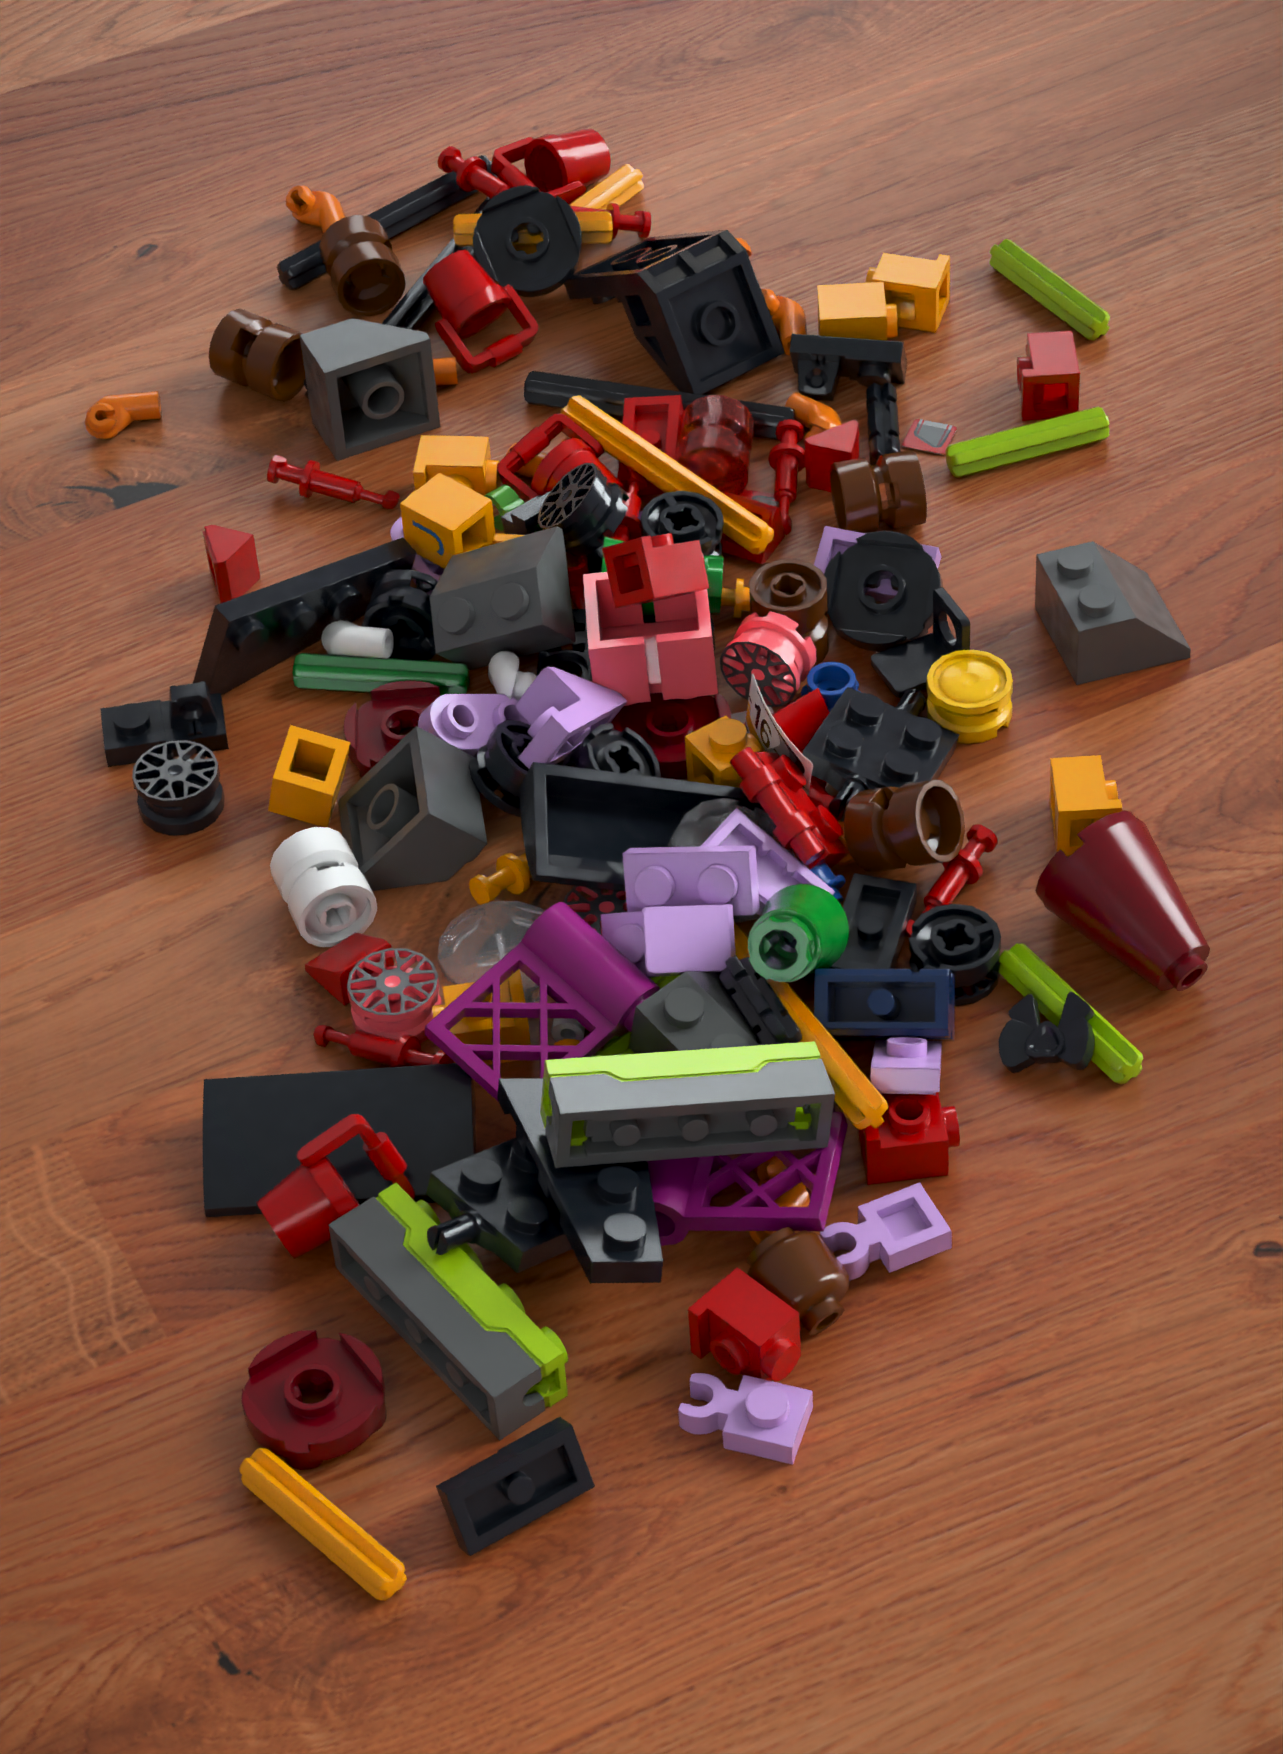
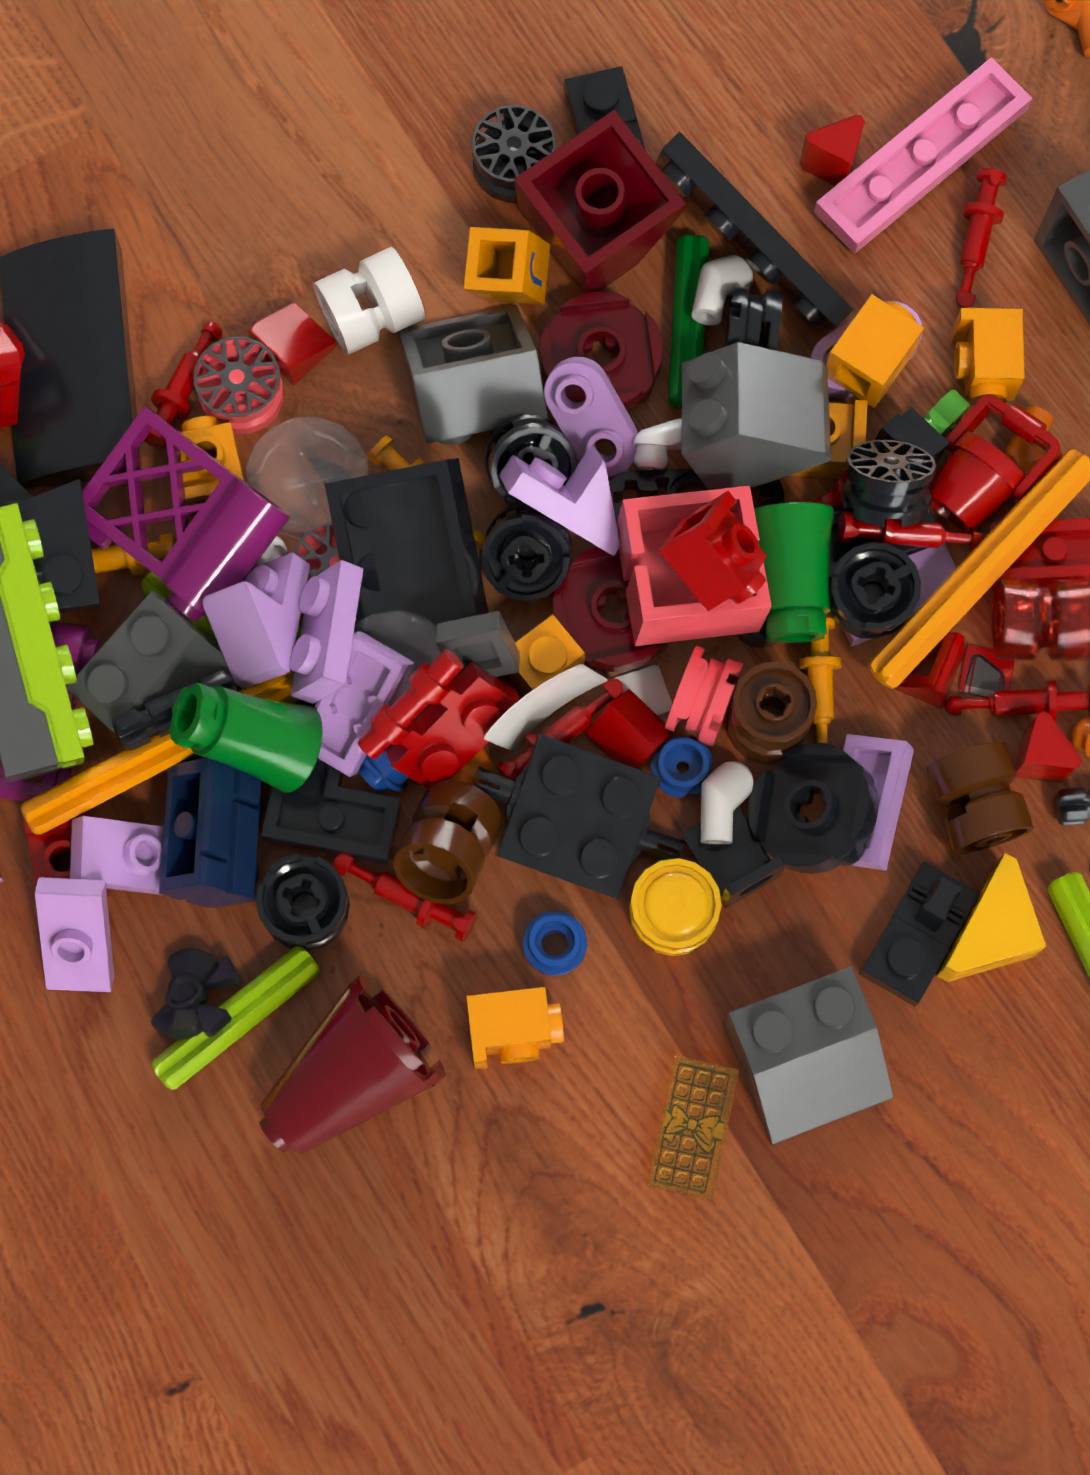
camera: 80 degrees right, 30 degrees up
(237, 502) = (922, 155): none -> bright pink plate
(249, 697) = (599, 202): none -> dark red slope
(712, 764) = (482, 641): none -> dark grey plate
(872, 655) = (719, 798): none -> white arm
(989, 1104) = (75, 934): none -> lavender plate
(990, 494) = (998, 928): none -> yellow slope
(990, 548) = (919, 934): none -> black hinge
(1000, 780) = (554, 923): none -> blue plate
(1176, 700) = (693, 1128): none -> clear yellow tile

